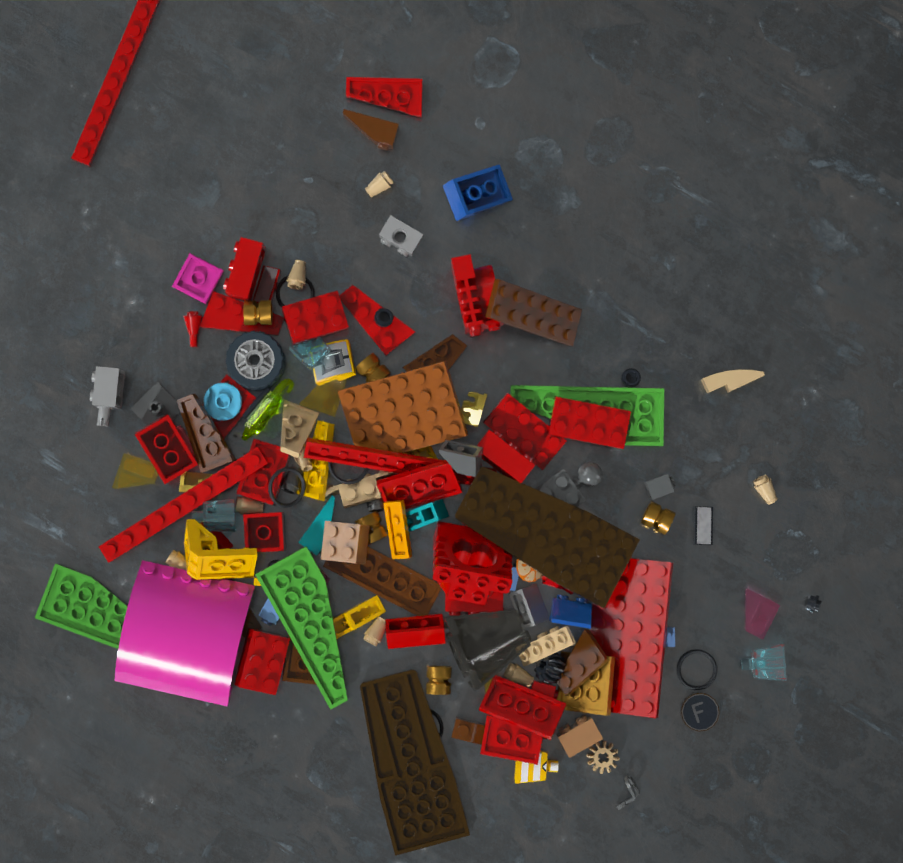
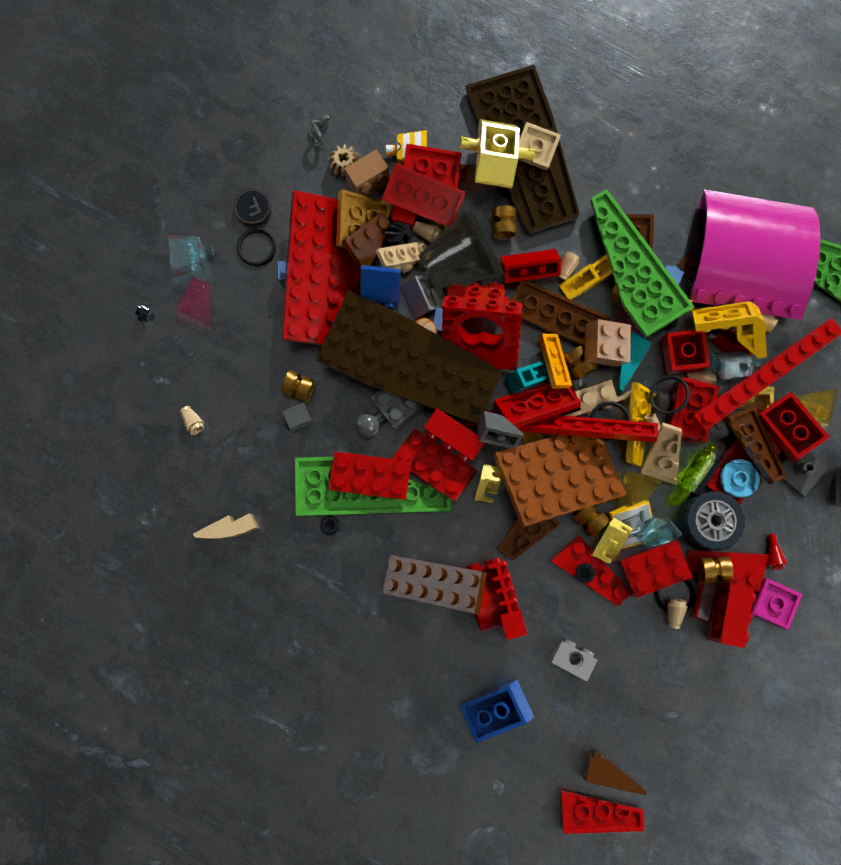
camera: 170 degrees right, 5 degrees down
(262, 661) = (676, 229): red piece -> none
(355, 346) = (612, 541): none -> light yellow hinge
(379, 184) = (598, 715): tan cone -> none
(400, 760) = (542, 141): none -> tan plate
(445, 735) = (496, 153): none -> light yellow slope
(703, 525) = (253, 382): flat silver slope -> none

